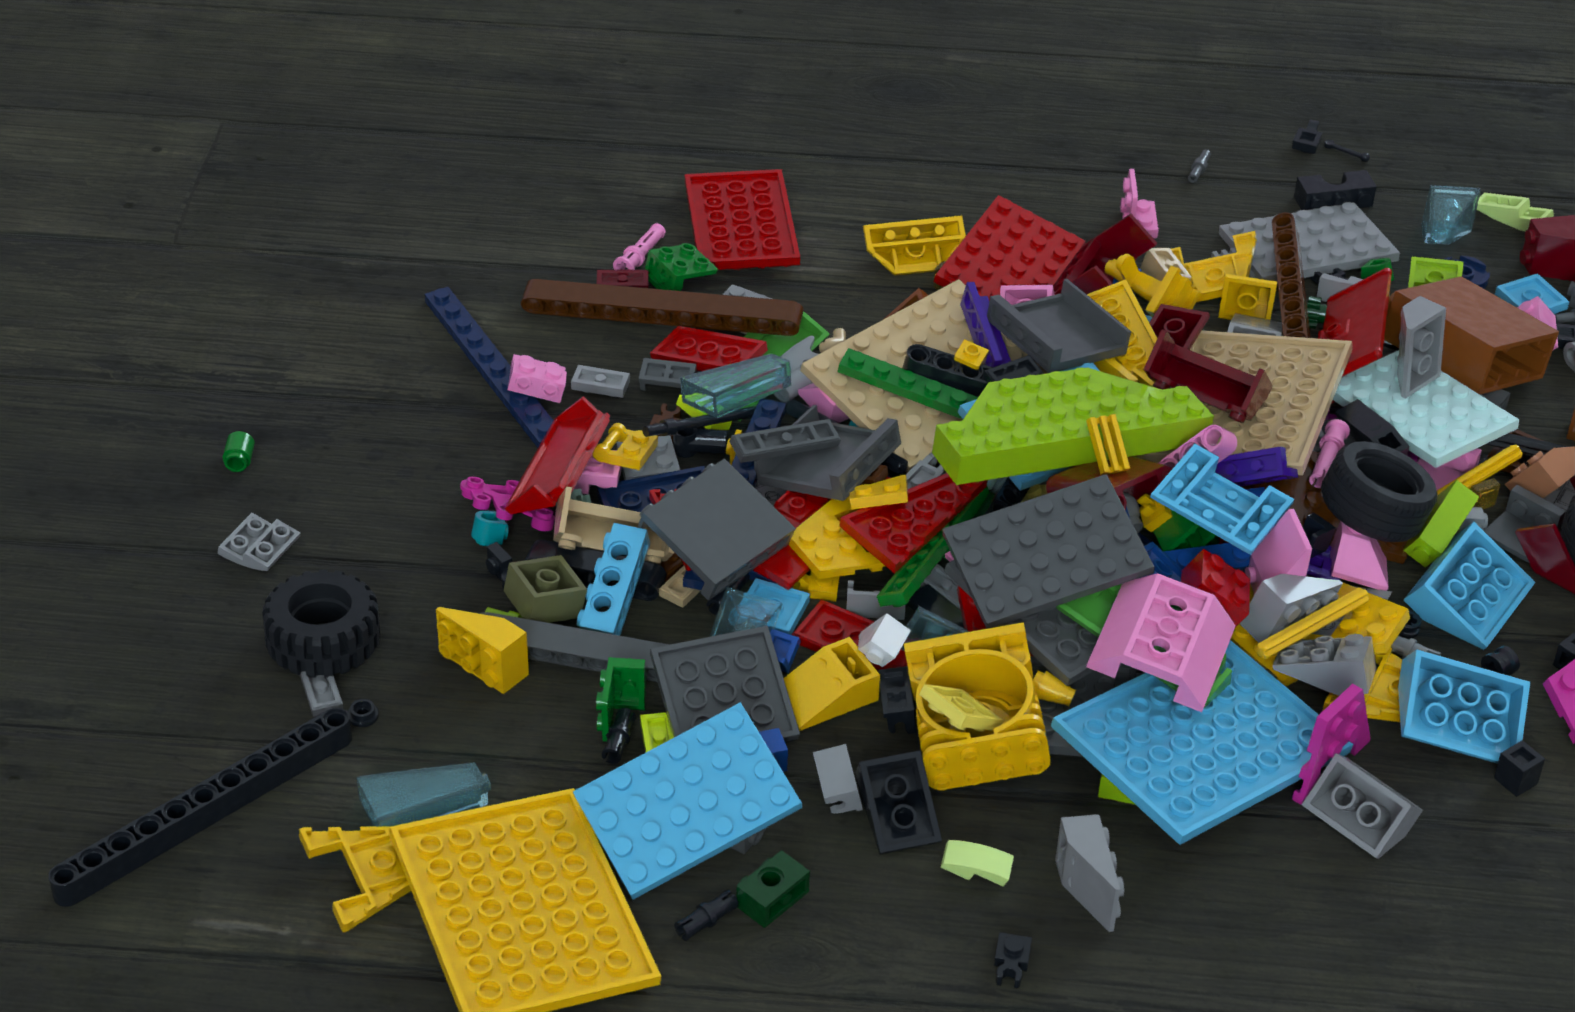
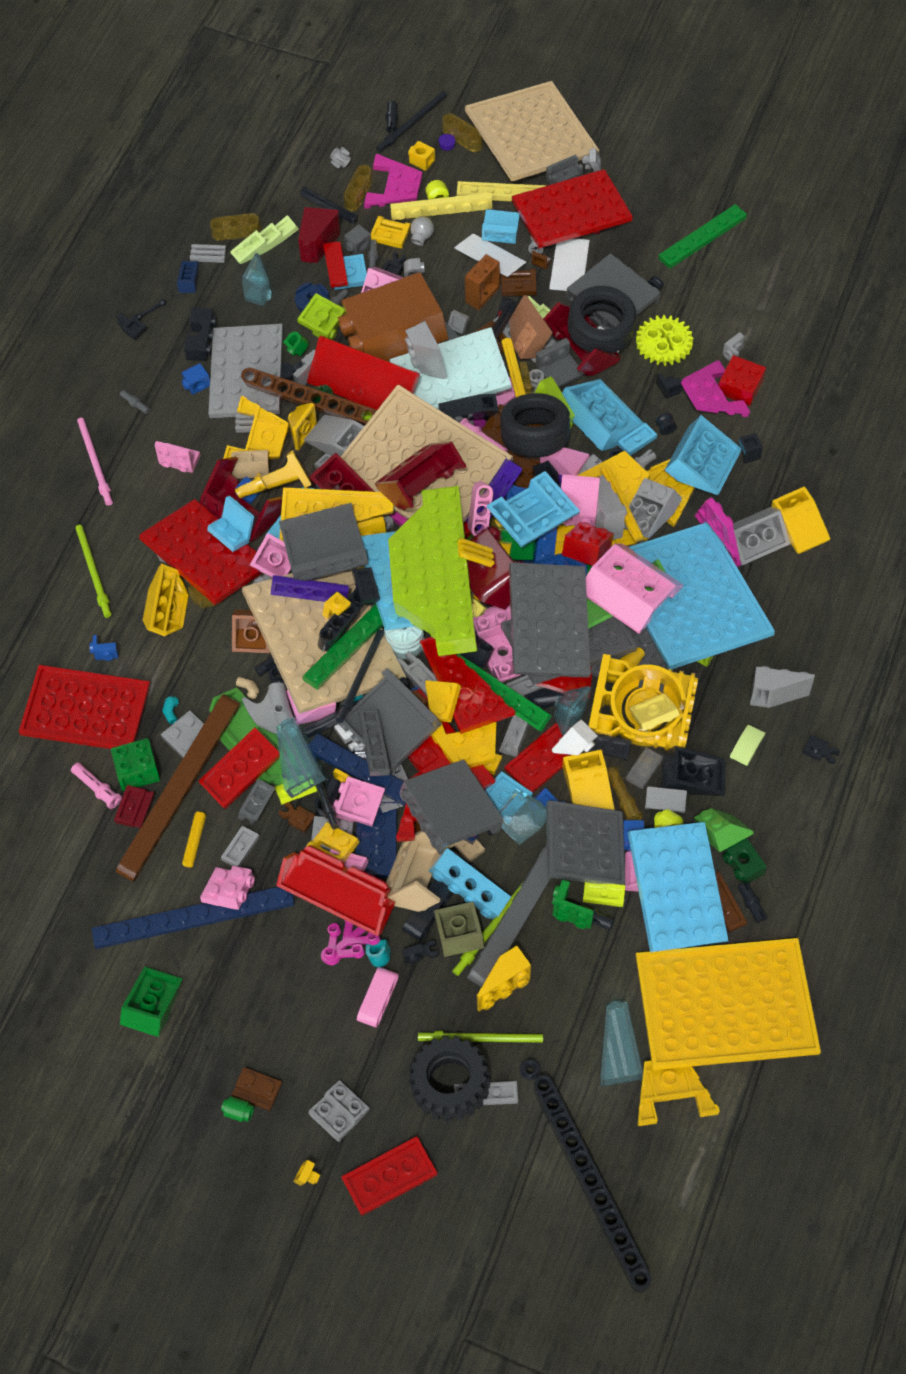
camera: 70 degrees left, 20 degrees up
(163, 526) = (306, 1174): none -> yellow tile
(176, 604) = (389, 1176): none -> red plate
(273, 467) = (257, 1089): none -> reddish brown plate
(363, 350) = (150, 1001): none -> green slope
(388, 617) = (483, 1037): none -> lime bar
(427, 543) = (377, 997): none -> bright pink beam
(598, 343) = (194, 839): none -> yellow axle
(694, 452) = (358, 801): none -> bright pink plate
(696, 884) = (732, 914): none -> reddish brown tile
(770, 284) = (169, 704): none -> teal arm
(805, 784) = (667, 818): none -> neon yellow head
(811, 841) = (723, 828): none -> bright green slope
(818, 737) = (627, 802): none -> clear yellow pin
(827, 211) = (103, 651): none -> blue bracket
(829, 402) = (347, 704): none -> black bar
(874, 744) = (644, 768): none -> clear plate
(900, 201) = (102, 598): none -> lime bar
(1048, 265) = (234, 526): none -> medium azure bracket
(1059, 168) = (103, 487): none -> bright pink bar
(1264, 201) = (195, 379): none -> blue brick
(1418, 167) = (188, 276): none -> dark blue slope
(1421, 851) = (801, 520): none -> yellow slope
(1451, 638) = (637, 439): none -> medium azure plate
(1471, 173) = (208, 250): none -> light grey tile
(1491, 508) = (536, 373): none -> light grey bush
(1522, 181) = (234, 226): none -> clear yellow beam
(1528, 413) = (458, 321): none -> light grey tile
(1529, 277) = (335, 264): none -> red tile

